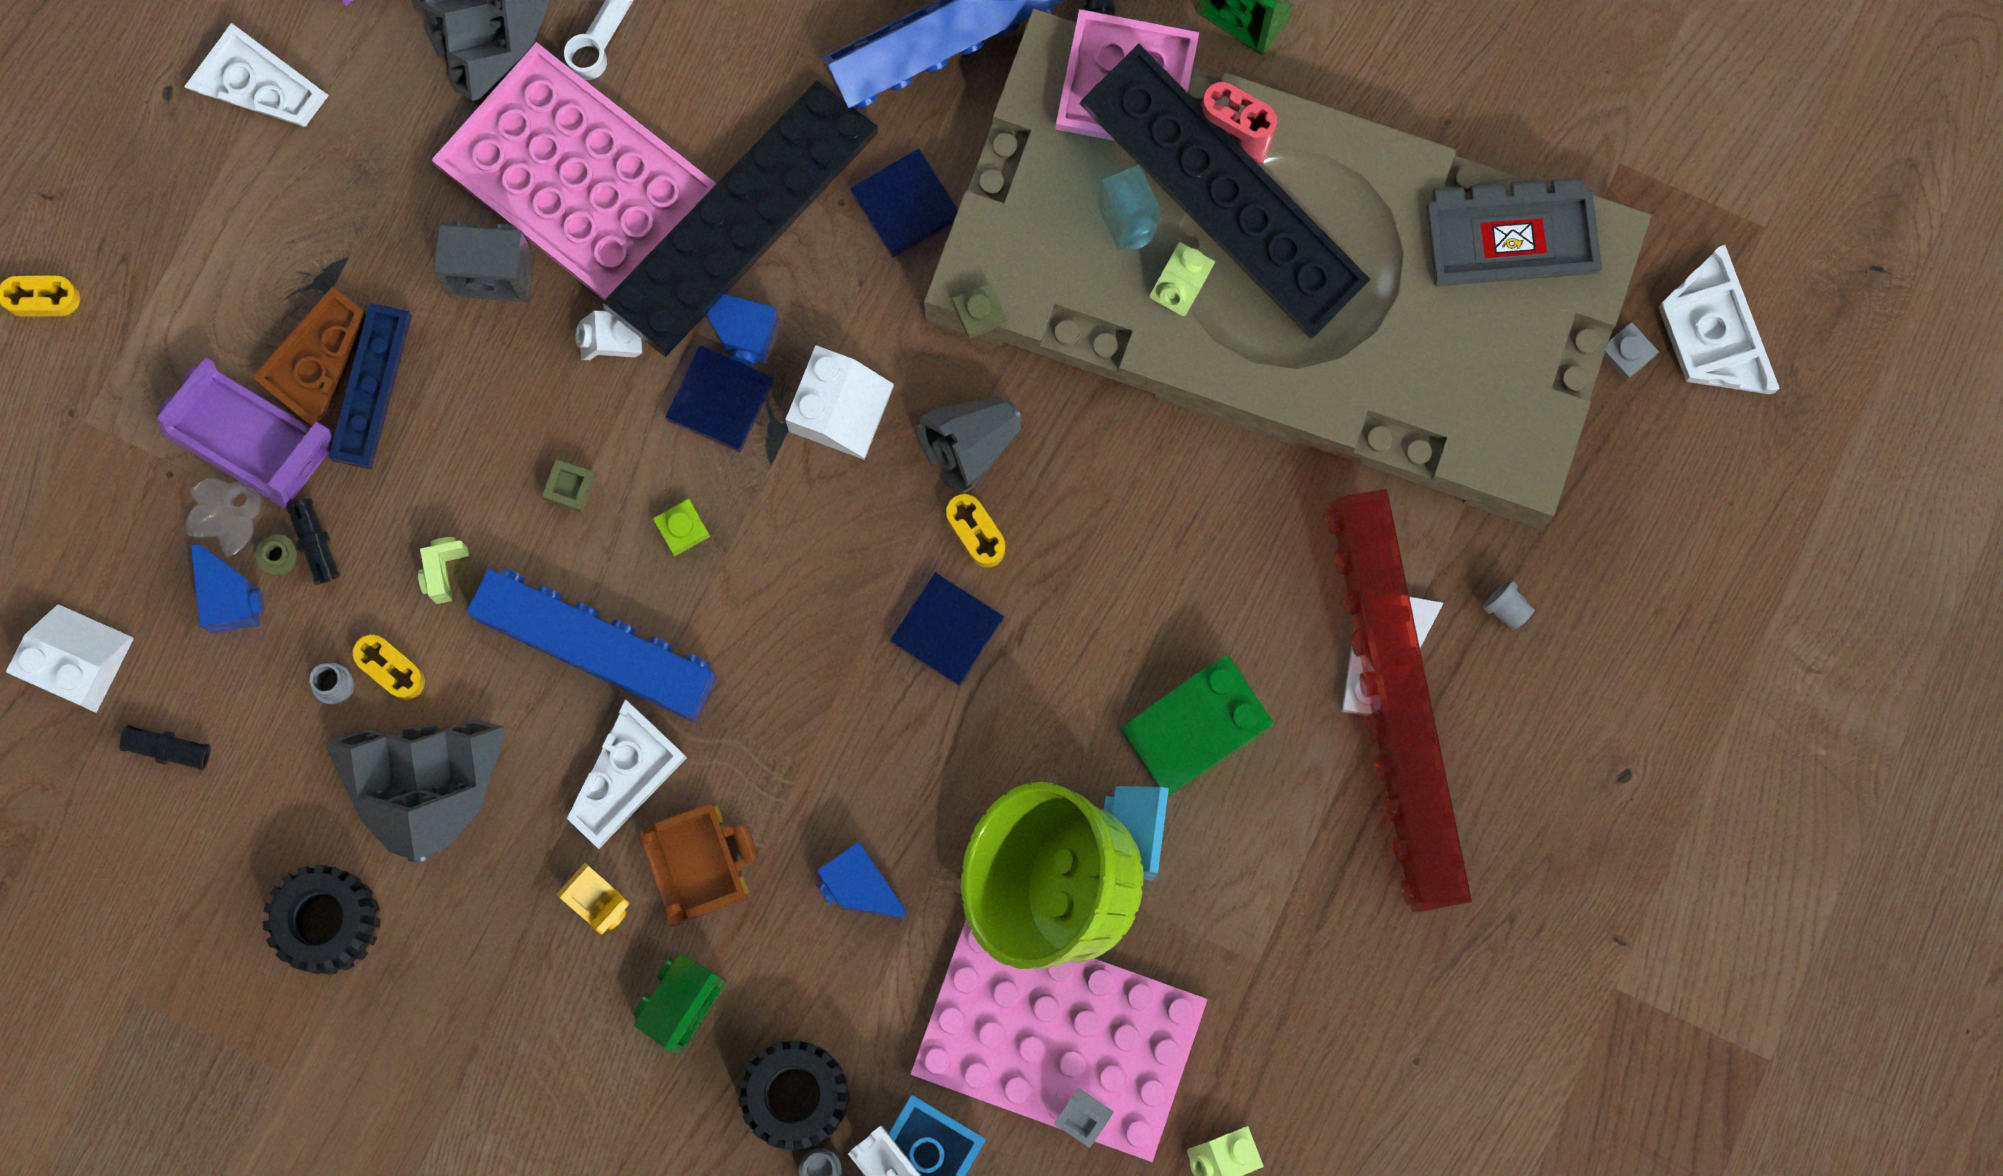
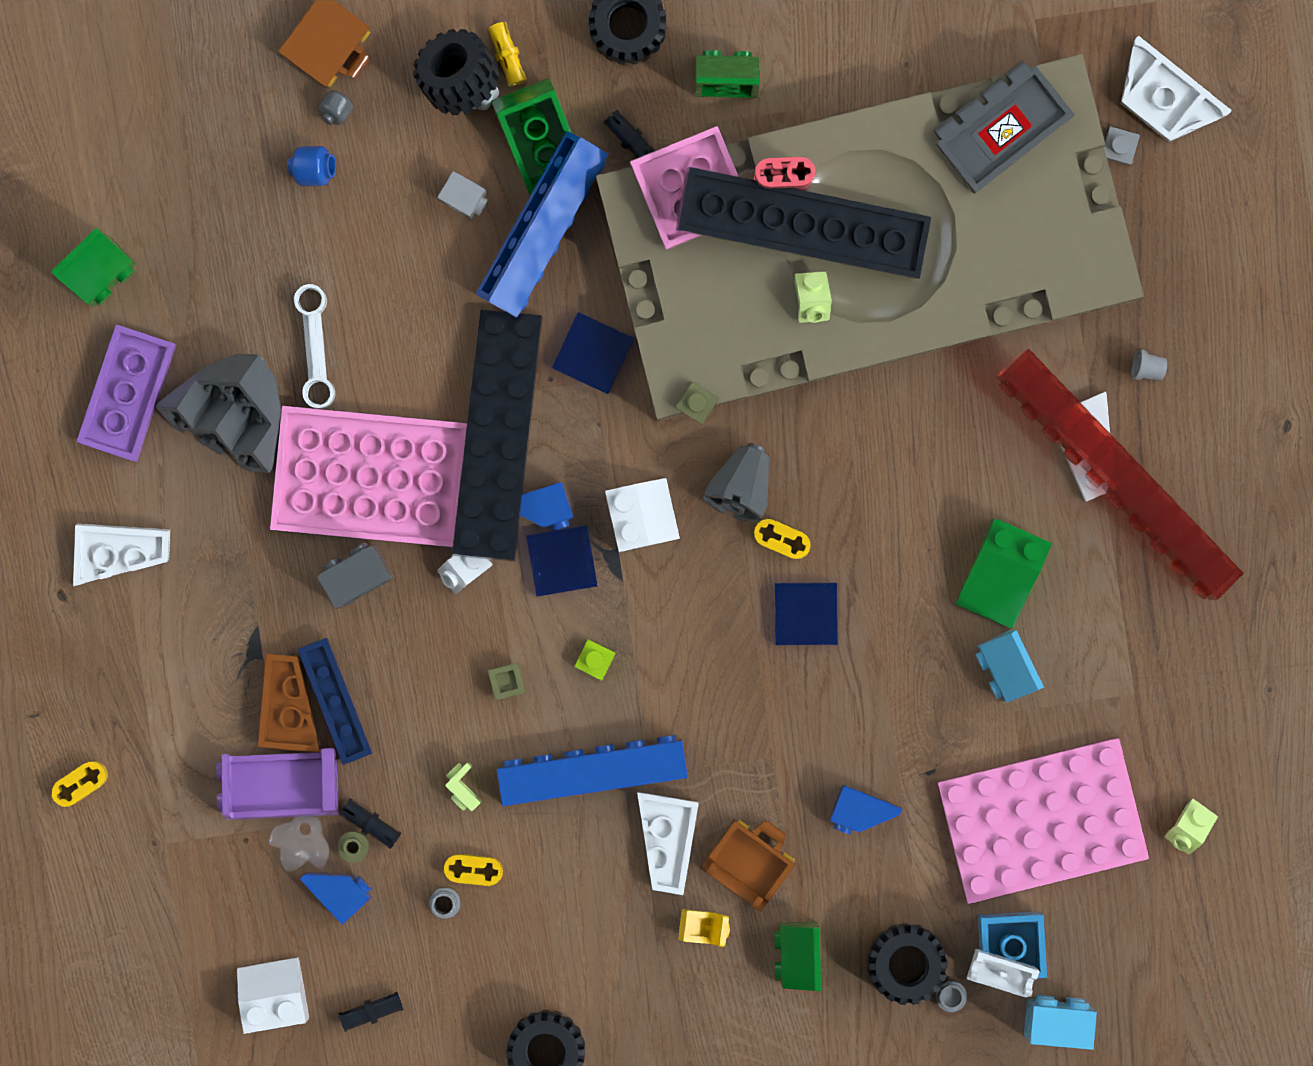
camera: 30 degrees left, 10 degrees up
(418, 785) = (545, 928): dark grey brick -> none
(1049, 878) = (979, 735): lime piece -> none
(1083, 1117) = (1092, 861): light grey plate -> none
(1129, 208) = (753, 277): clear light blue brick -> none

